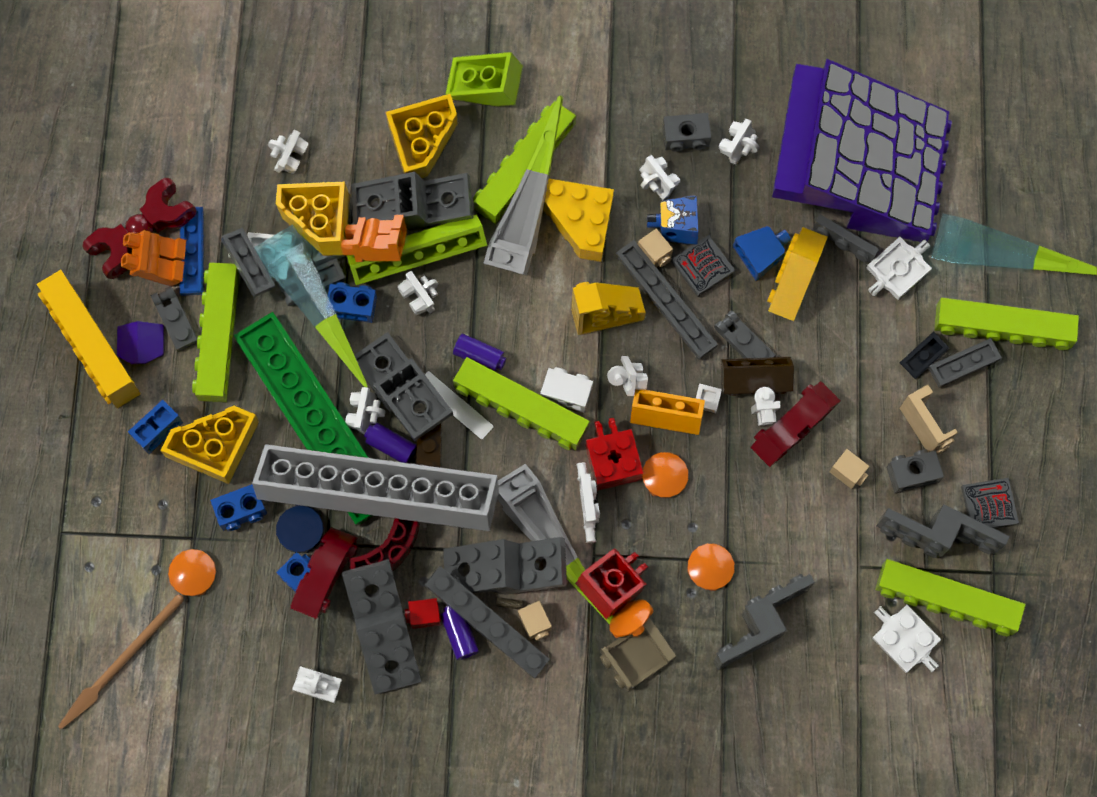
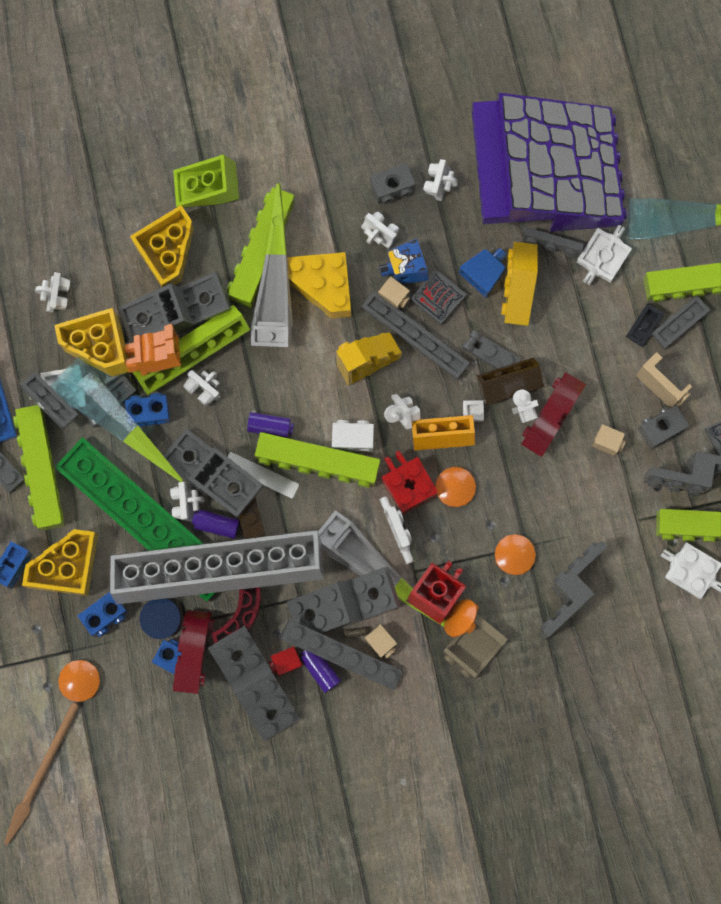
camera: 15 degrees left, 5 degrees up
(317, 684) = (213, 747): white hips -> none

